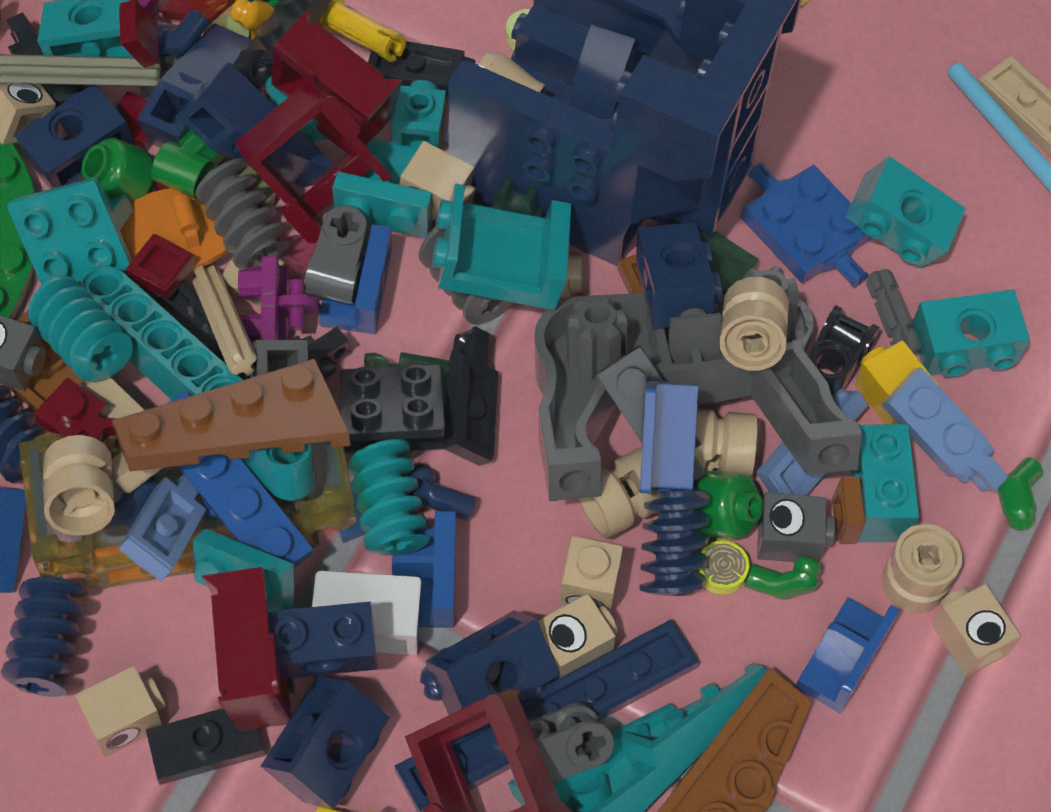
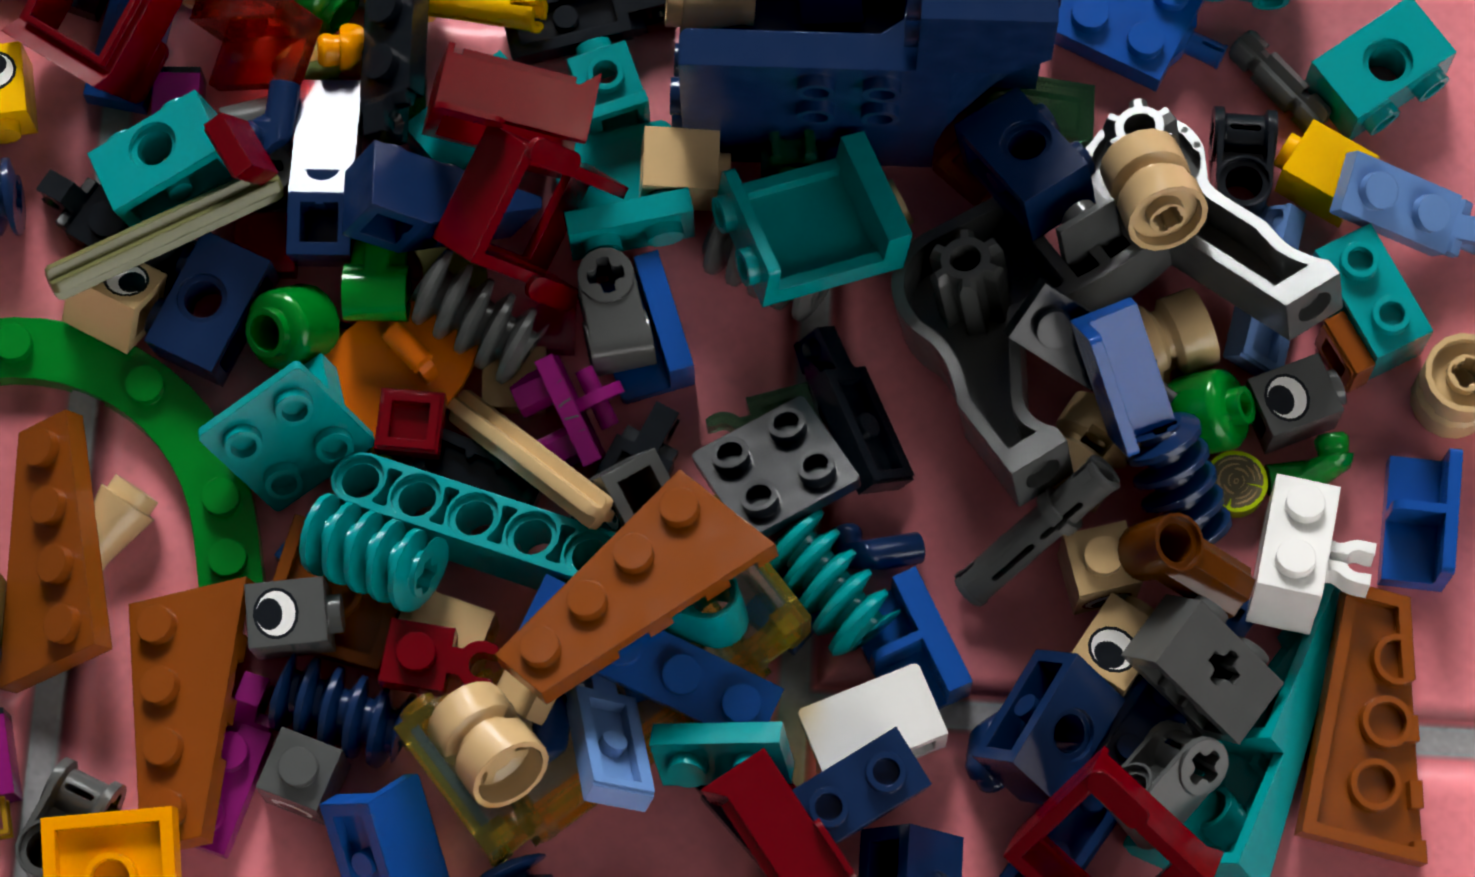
camera: 20 degrees left, 10 degrees up
(573, 518) = (1056, 514): none -> dark grey pin
(605, 658) = (1203, 667): none -> dark grey brick
(653, 596) = (1184, 561): none -> reddish brown piece
(742, 631) = (1300, 556): none -> white brick

